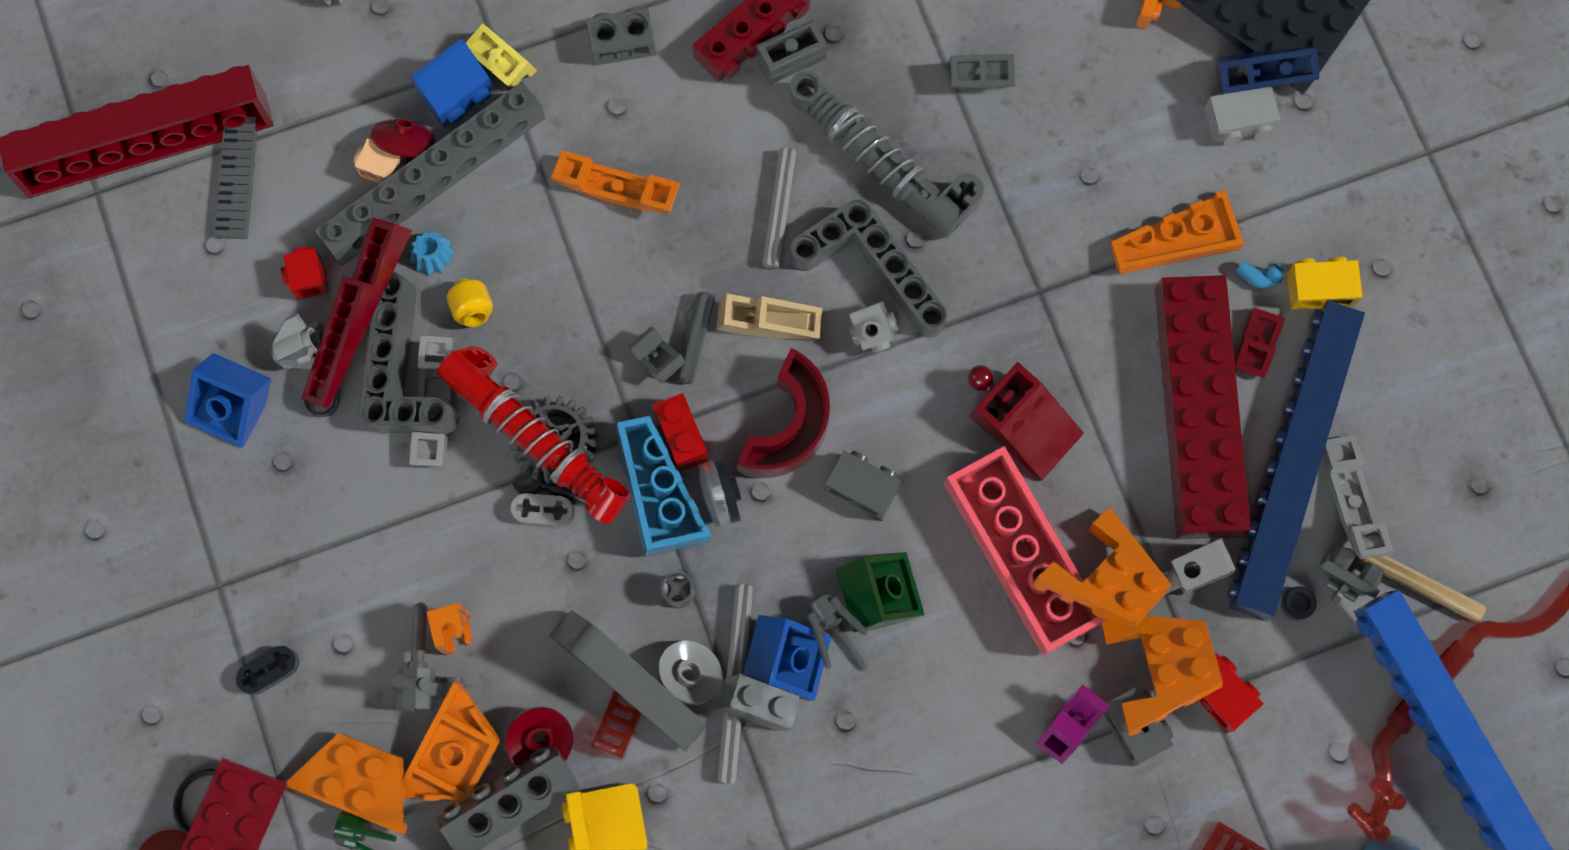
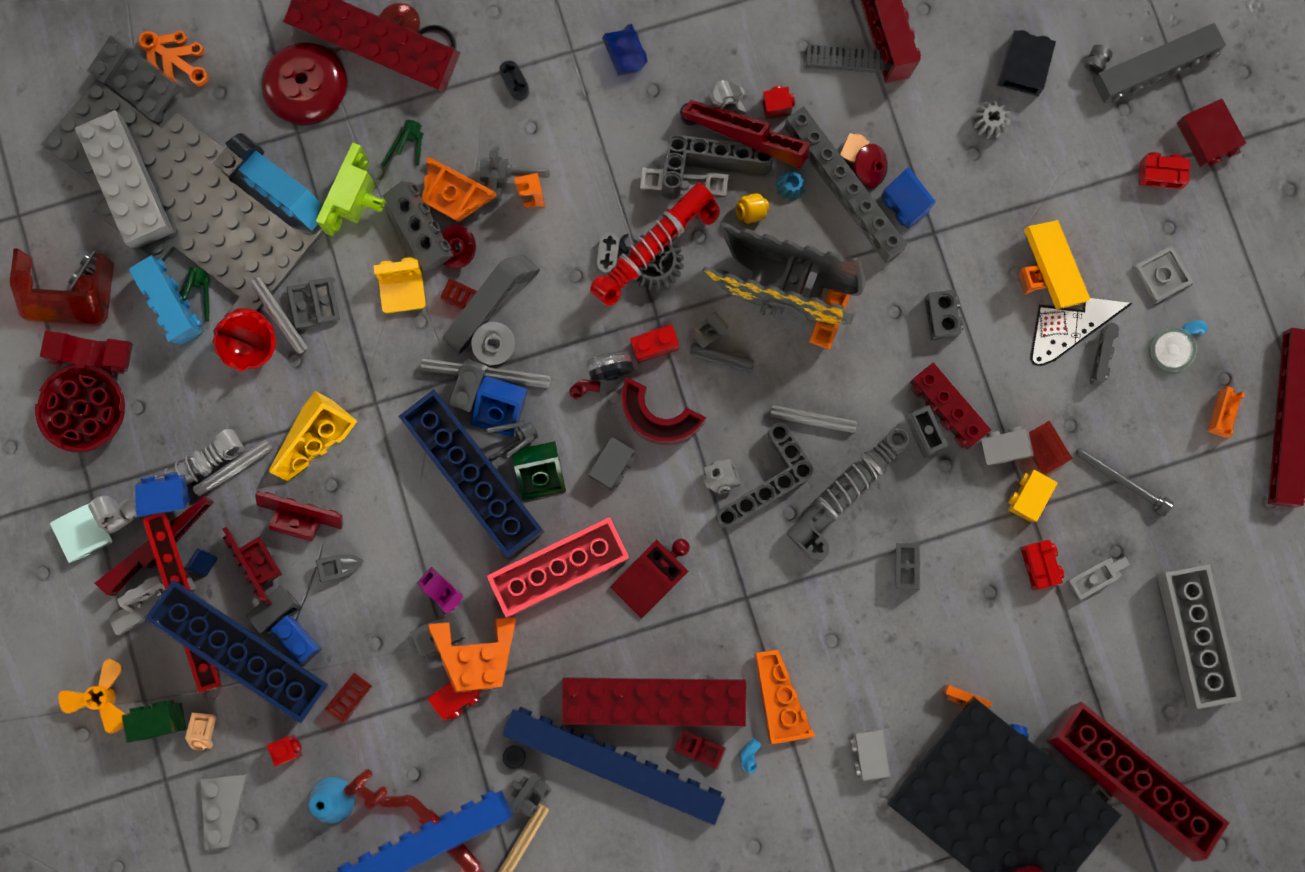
camera: 95 degrees right, 5 degrees up
(220, 499) = (625, 50): none -> clear blue bracket
(226, 399) = (693, 53): blue slope -> none
(356, 780) = (439, 133): orange wing -> none
(499, 56) = (929, 231): light yellow hinge -> none
(578, 249) = (781, 275): none -> dark grey animal
(660, 502) = (611, 326): dark azure wedge -> none
(679, 585) = (549, 334): flat silver wheel -> none
(748, 536) = (582, 387): none -> dark red arm
(768, 318) = (732, 407): tan slope -> none
(893, 689) = (471, 474): none -> dark blue brick
(1121, 587) = (527, 630): orange wing -> none
(1210, 562) = (541, 694): light grey torso -> none
(1266, 69) = (902, 772): dark blue slope -> none
(1317, 282) = (740, 800): yellow brick -> none
(1353, 498) = (582, 804): light grey slope -> none

